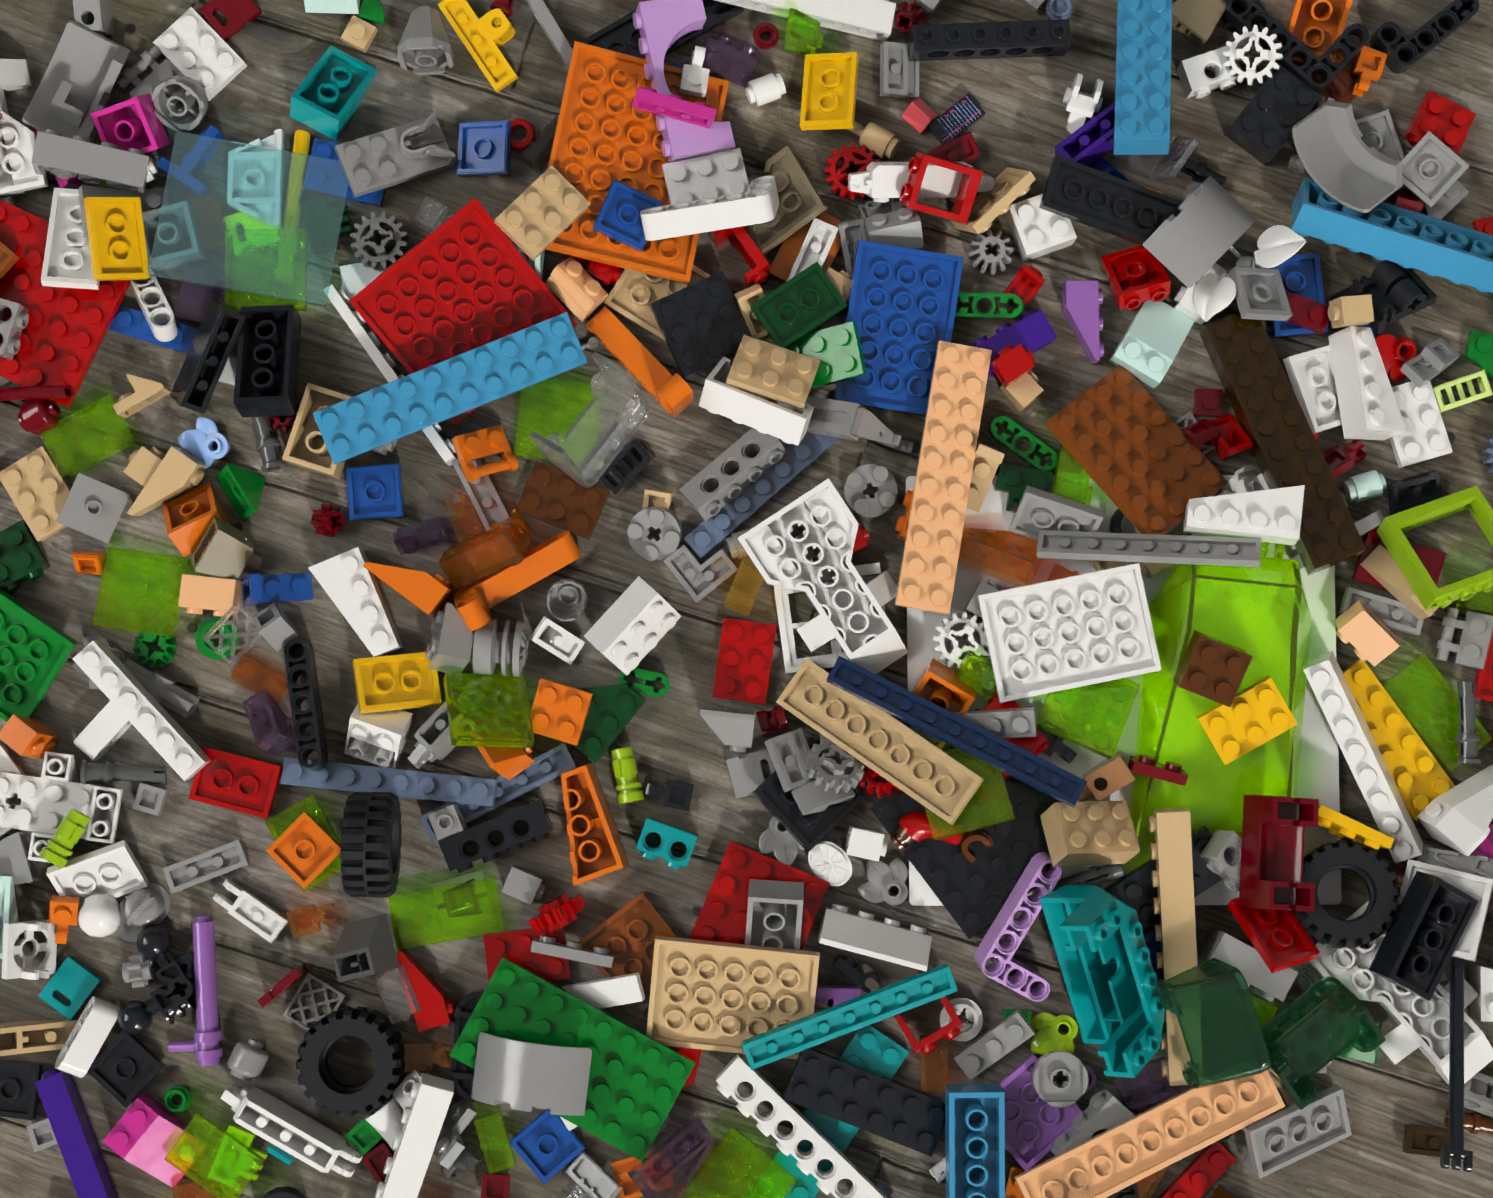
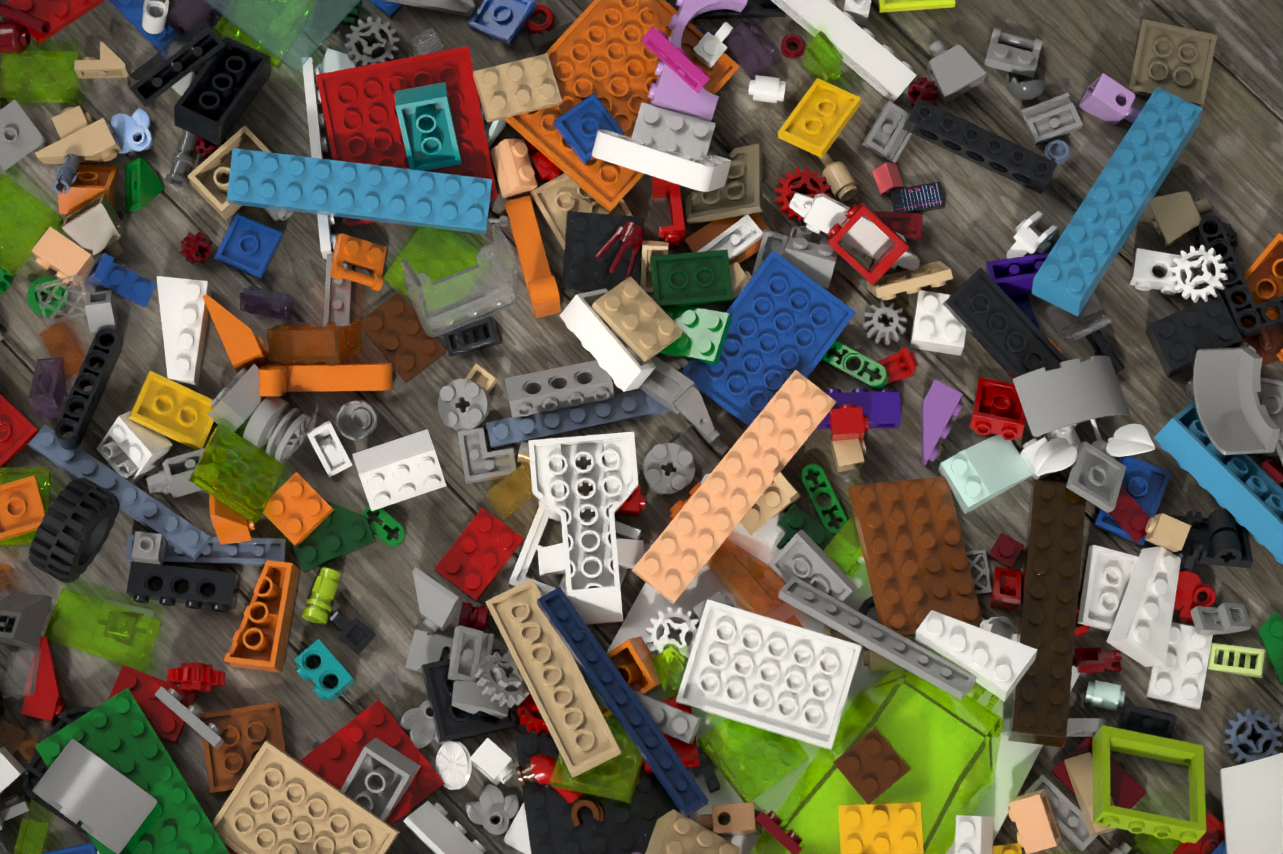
camera: 30 degrees right, 10 degrees down
(169, 518) = (66, 173): none -> sand blue pin
(464, 521) = (310, 309): clear orange plate -> none
(479, 294) = (427, 127): none -> teal slope
(524, 885) = (182, 640): light grey brick -> none
(609, 991) = (203, 770): white tile -> none
(722, 297) = (630, 236): none -> dark red plant
(1200, 433) = (982, 571): dark red tile -> none

